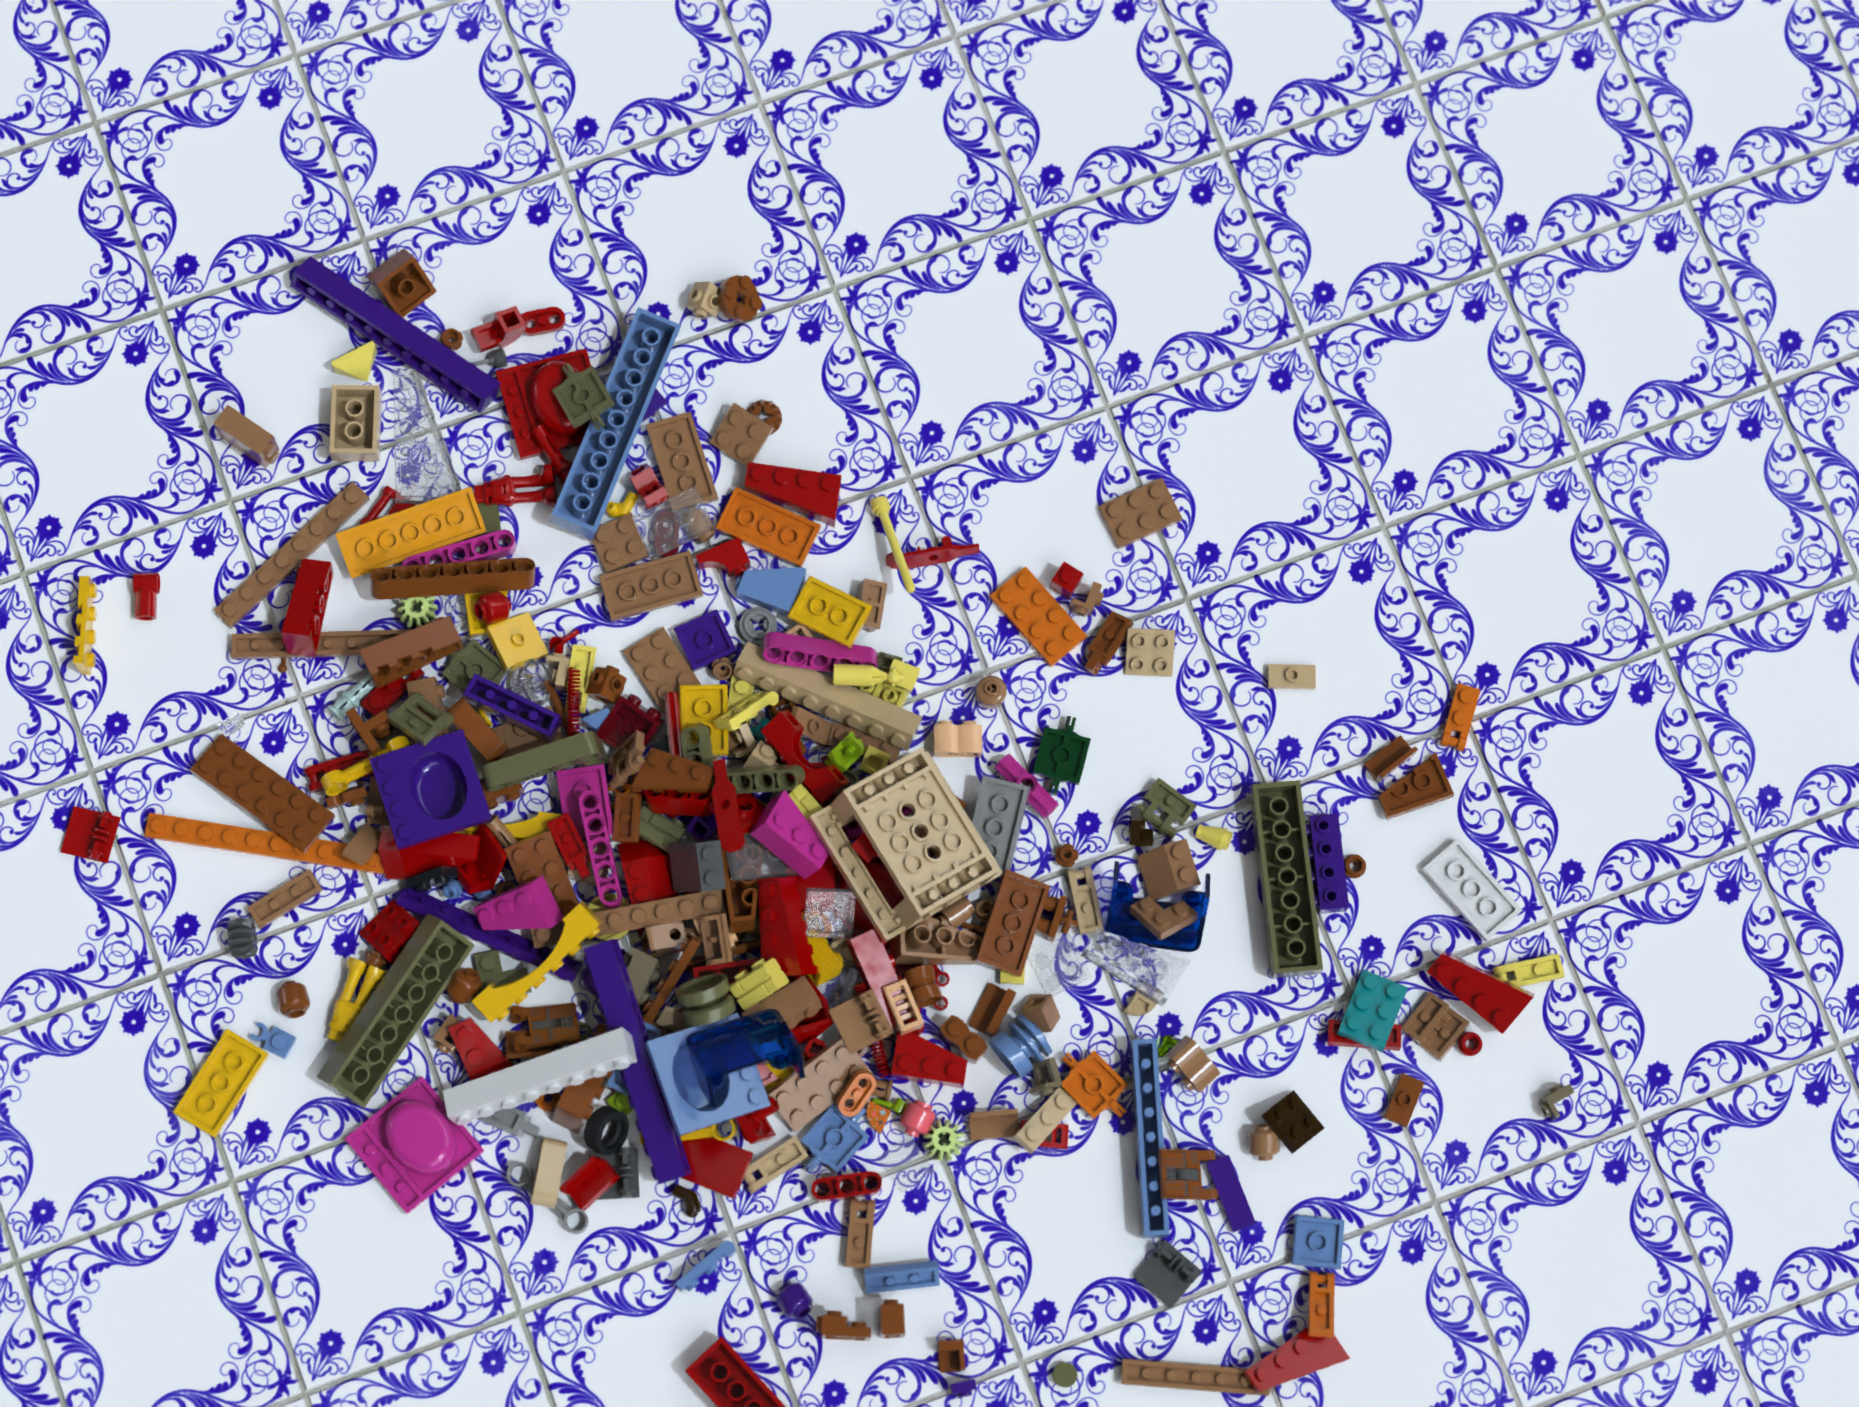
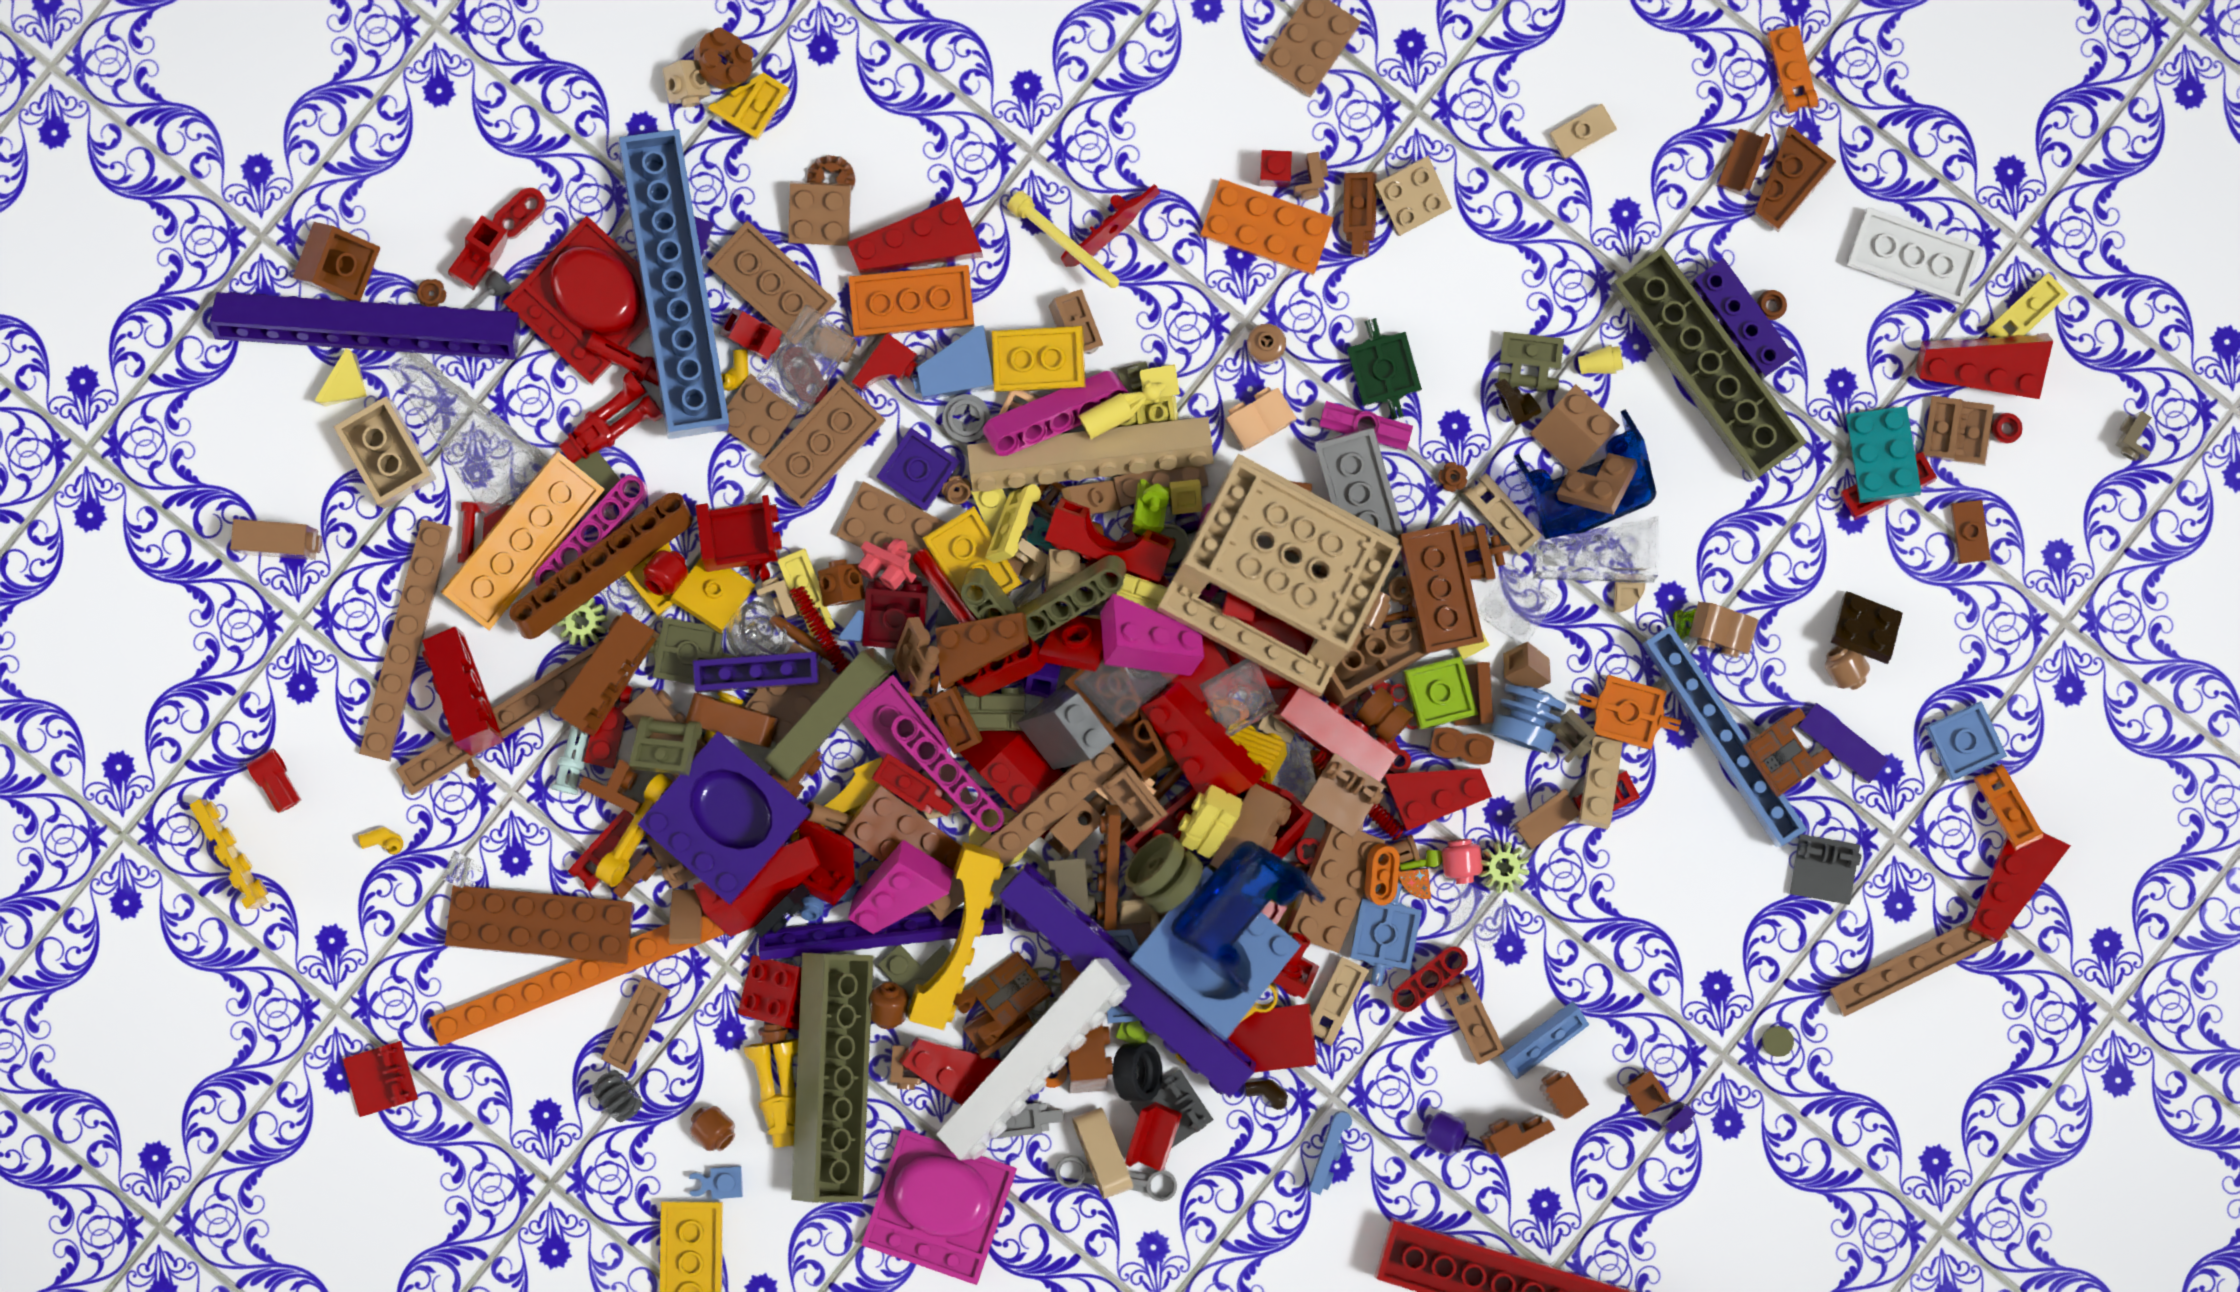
camera: 20 degrees left, 10 degrees up
(194, 674) = (384, 837): none -> yellow arm
(557, 613) = (738, 535): none -> red panel
(583, 396) = (622, 277): olive plate -> none
(649, 687) = (891, 558): none -> coral hips
(728, 819) = (1072, 662): red piece -> none
(740, 340) = (752, 105): none -> yellow wing
(918, 1023) = (1405, 758): light nougat slope -> none
(970, 995) = (1440, 693): none -> lime plate

